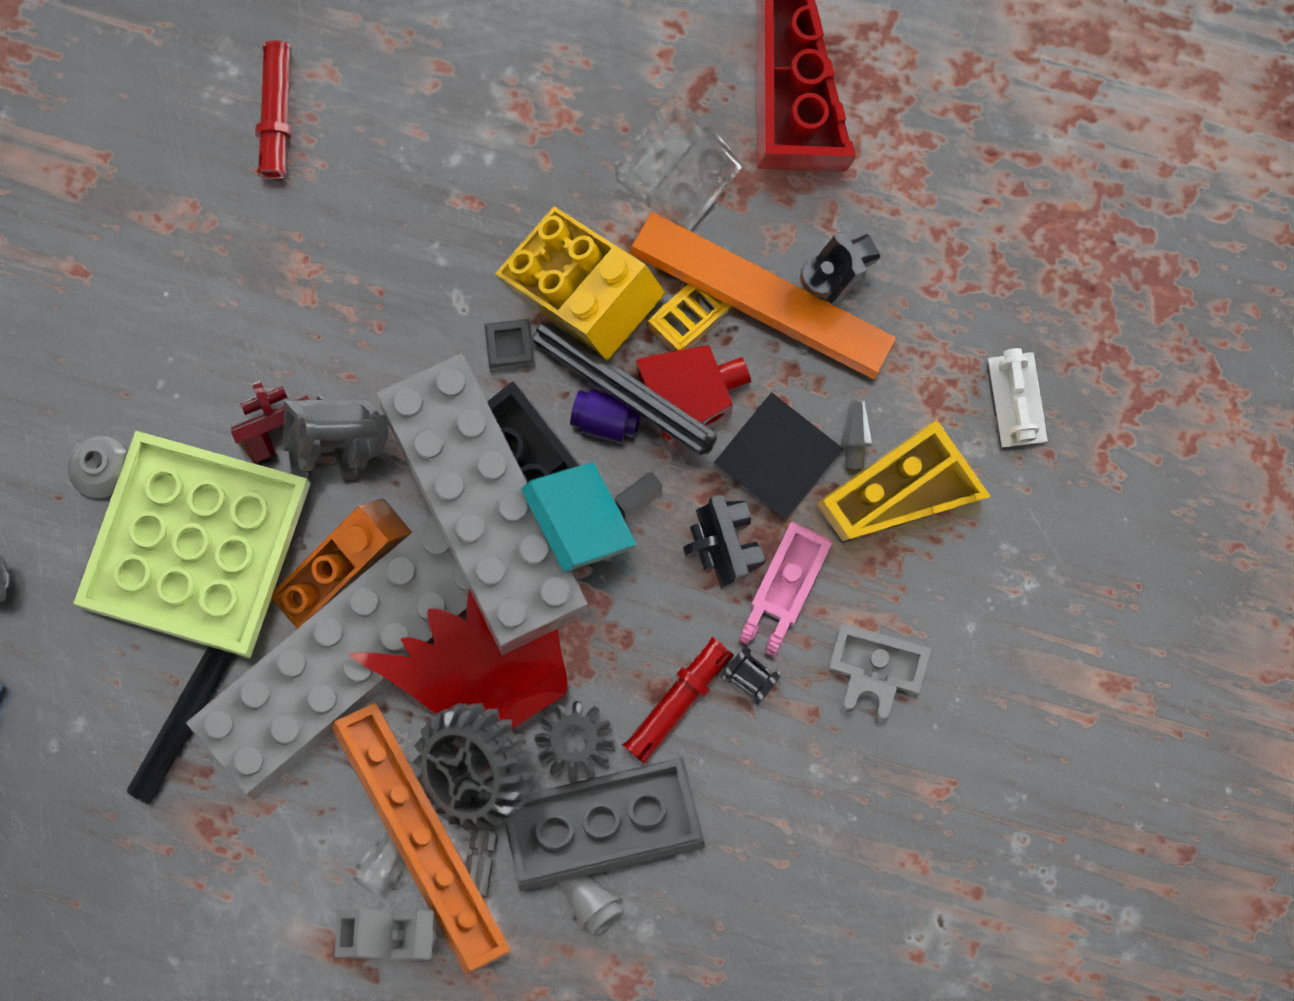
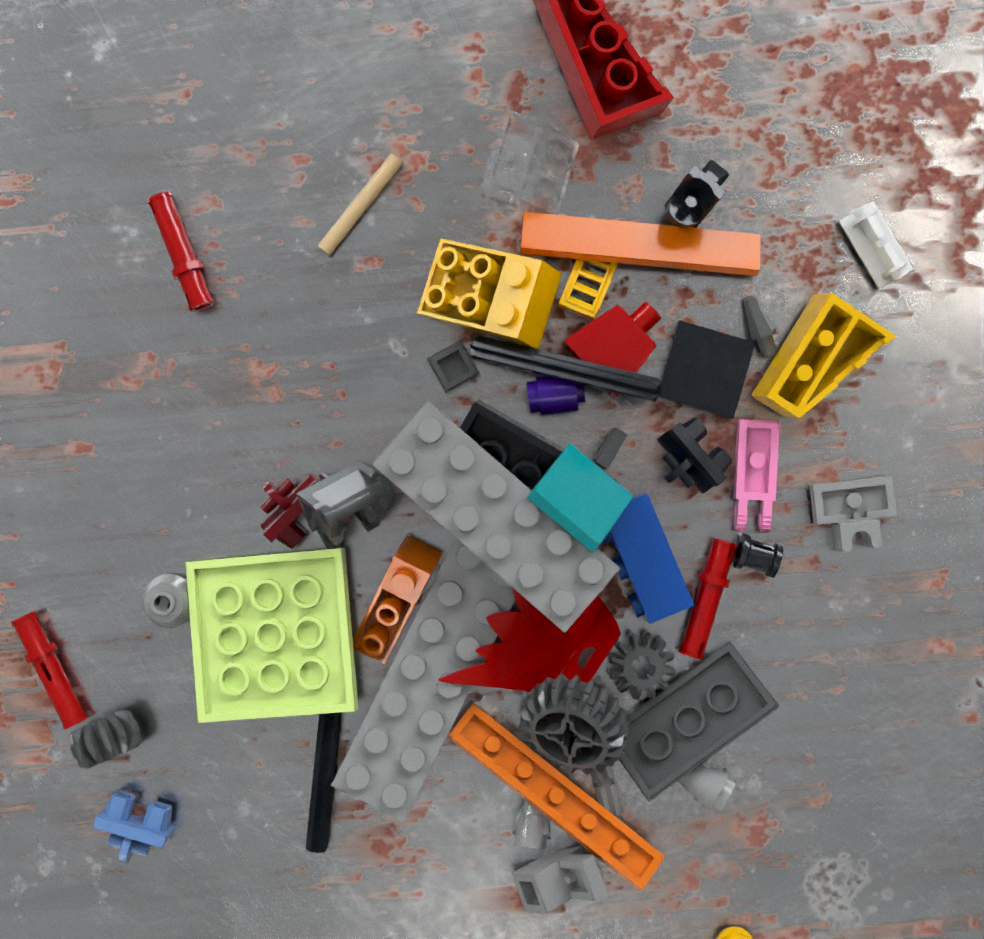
camera: 20 degrees left, 10 degrees up
(484, 137) = (360, 204): none -> tan bar
(625, 628) = (647, 562): none -> blue brick

